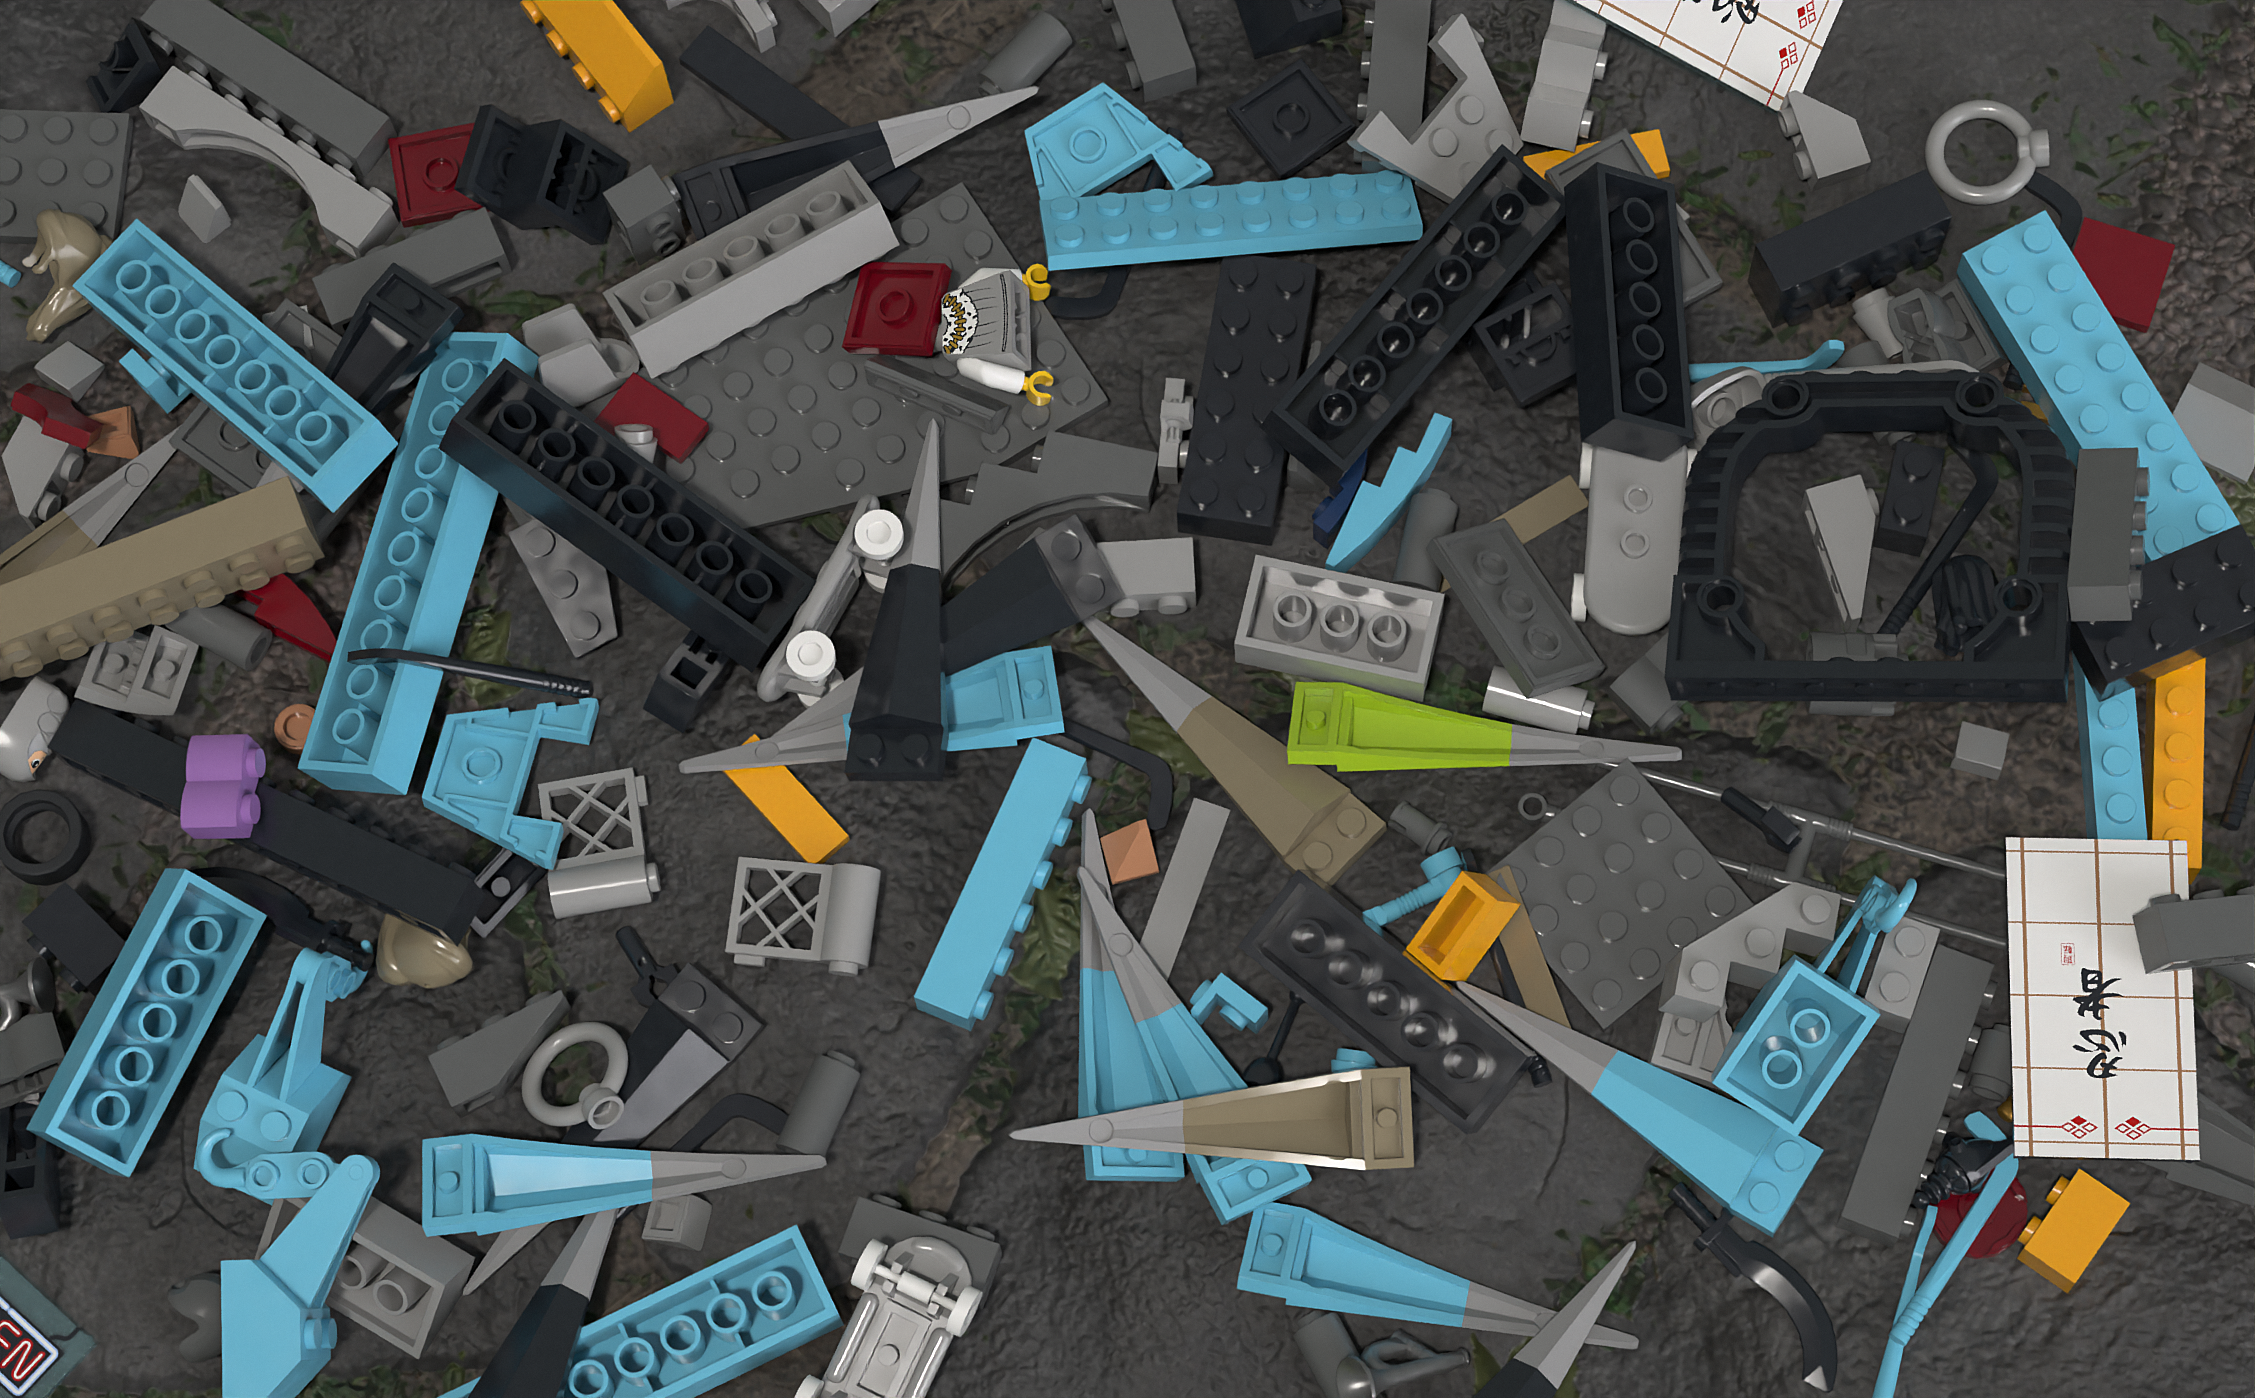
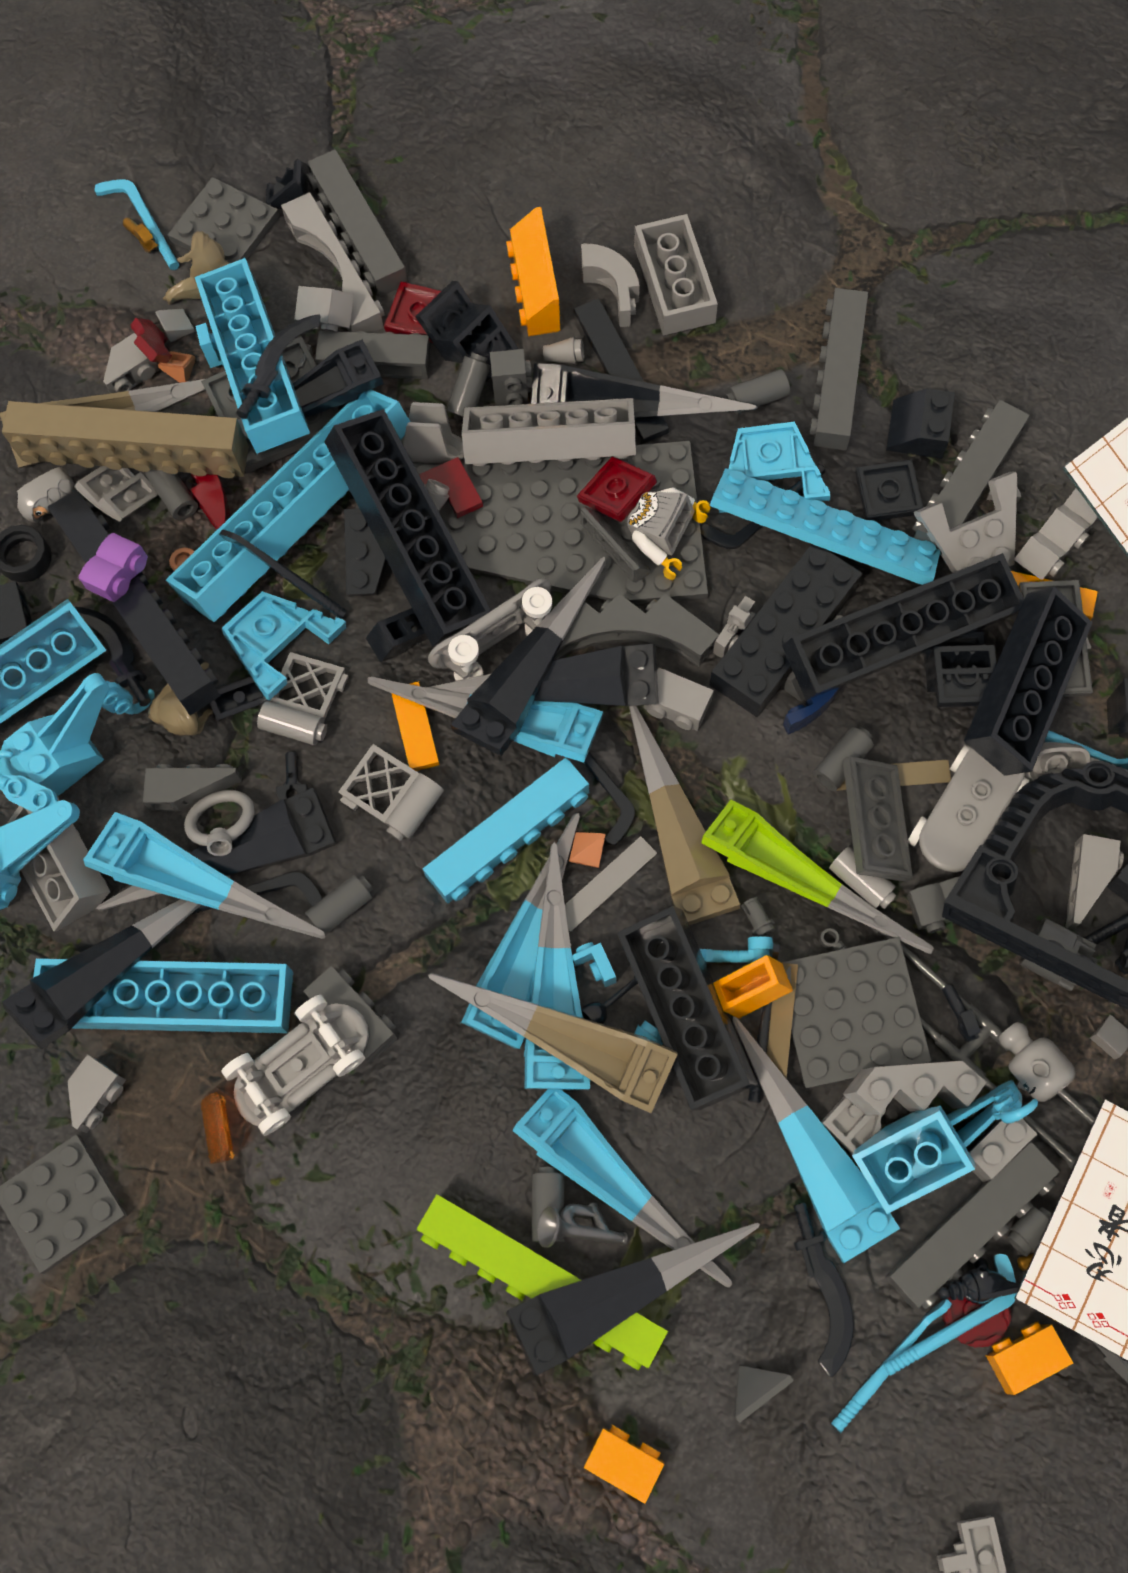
camera: 25 degrees right, 0 degrees up
(202, 210) = (286, 274): light grey slope -> none
(281, 362) = (268, 361): none -> black sword
(301, 239) = (331, 304): none -> light grey brick
(589, 254) = (469, 384): none -> dark grey brick
(678, 1222) = (231, 929): light grey slope -> none
(702, 132) = (565, 351): none -> light grey cone
(1339, 627) = (770, 780): light grey brick -> none
(1379, 508) = (827, 725): medium azure slope -> none
(1895, 836) = (1037, 1063): none -> light grey piece

